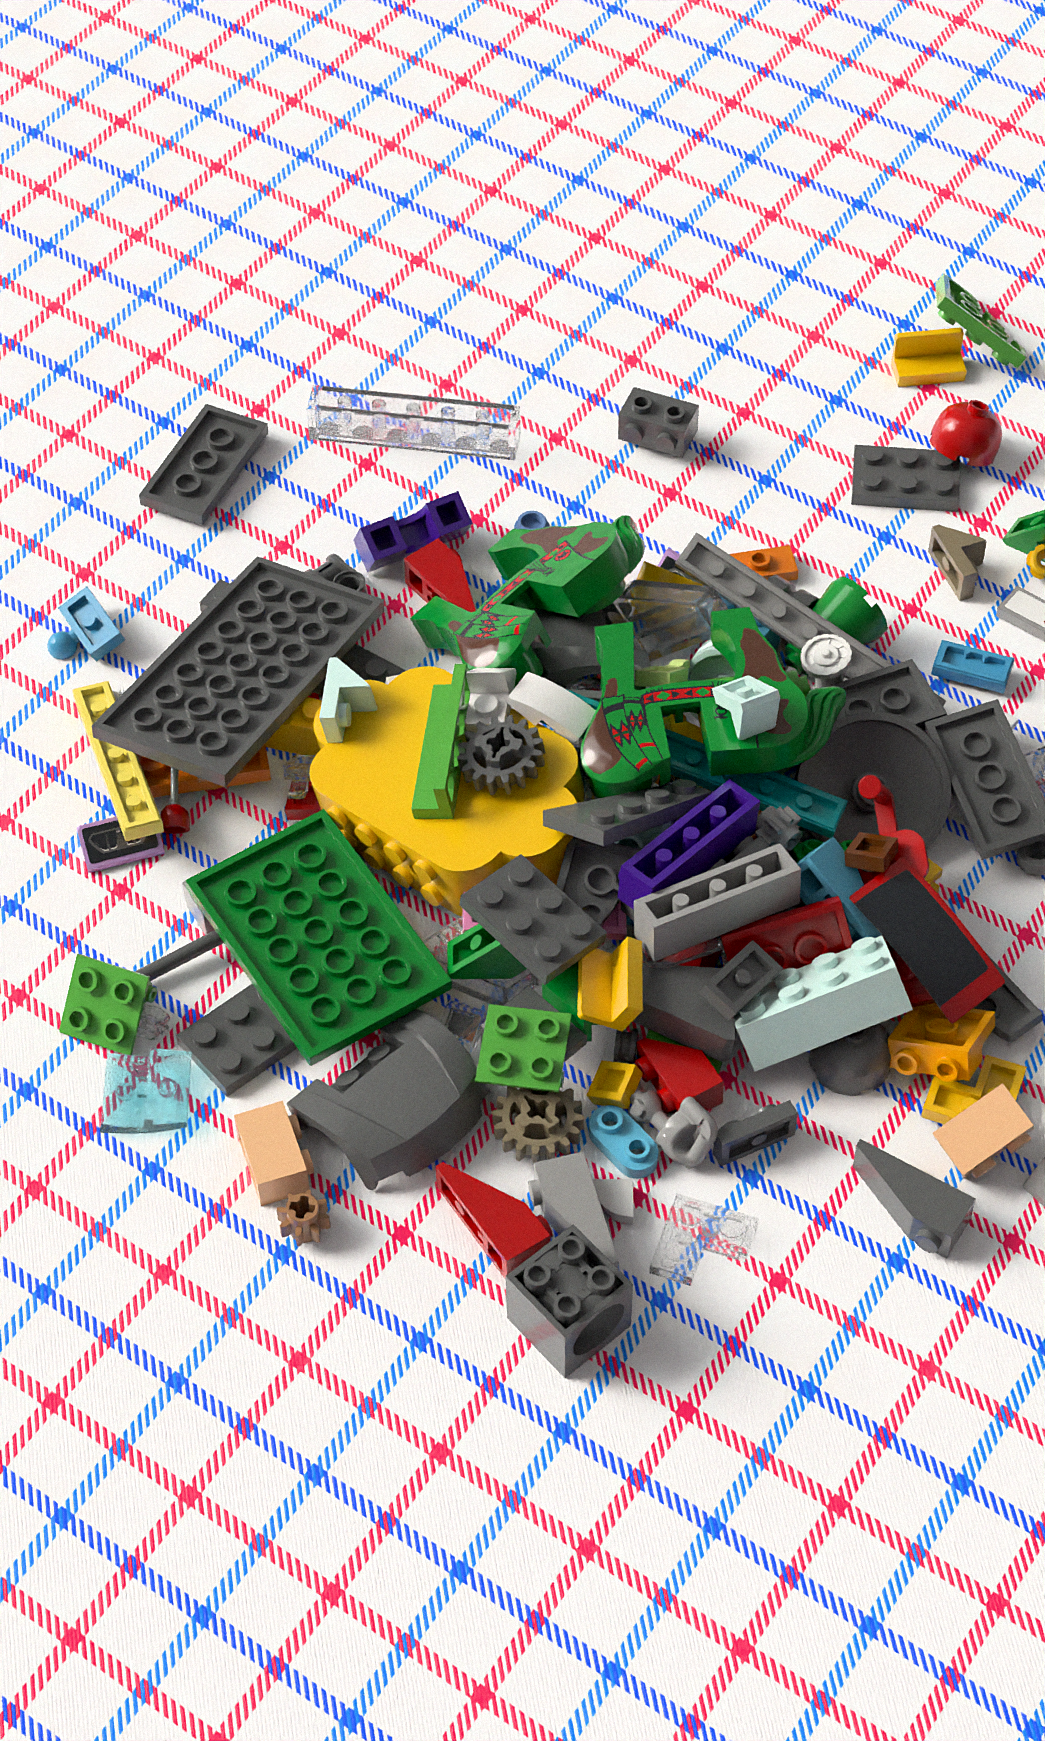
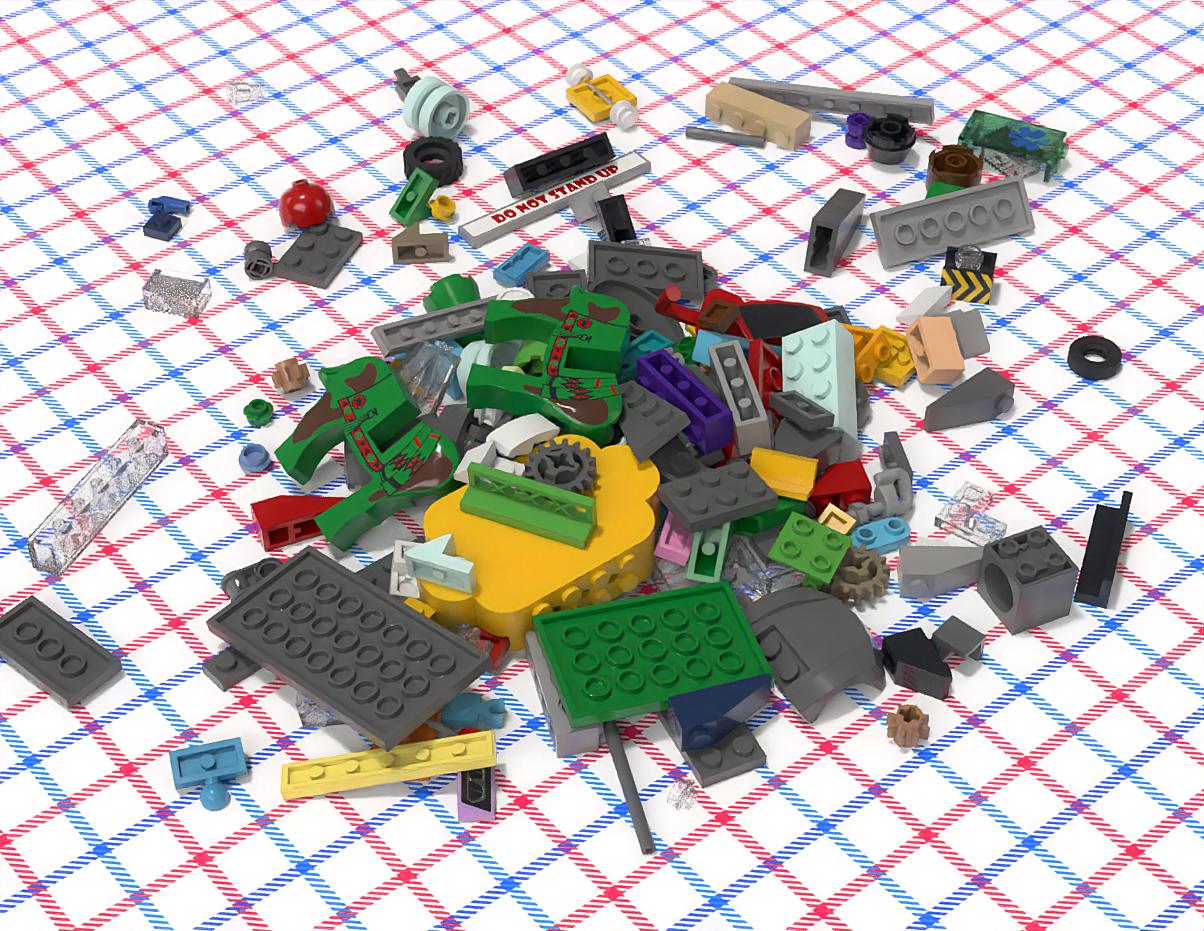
camera: 75 degrees left, 10 degrees down
(105, 1004) = (662, 815): bright green hinge -> none
(146, 1092) = (751, 812): clear light blue slope -> none
(224, 812) = (468, 710): none -> medium azure plate
(248, 1015) = (713, 712): none -> dark blue slope
(272, 1152) = (841, 734): light nougat brick -> none
(394, 540) = (229, 536): dark purple arch -> none
(408, 1208) = (915, 665): none -> black slope
(452, 1245) = (960, 638): none -> dark grey panel
(496, 1220) = (940, 604): red slope -> none
(607, 508) = (258, 412): none -> green plate
(658, 422) = (189, 357): dark grey brick -> none
(667, 513) = (290, 375): none -> medium nougat gear
(681, 1400) = (1102, 553): none -> black fence
(751, 705) = (599, 306): light aqua slope -> none
(765, 379) = (176, 293): none -> clear brick
(770, 562) = (363, 343): orange plate -> none
(859, 426) = (258, 260): none -> dark grey wheel
(884, 330) = (162, 226): none -> dark blue plate
(921, 318) = (168, 204): none -> blue arm
(928, 357) = (209, 212): yellow panel -> none
(961, 306) = (189, 174): bright green plate -> none

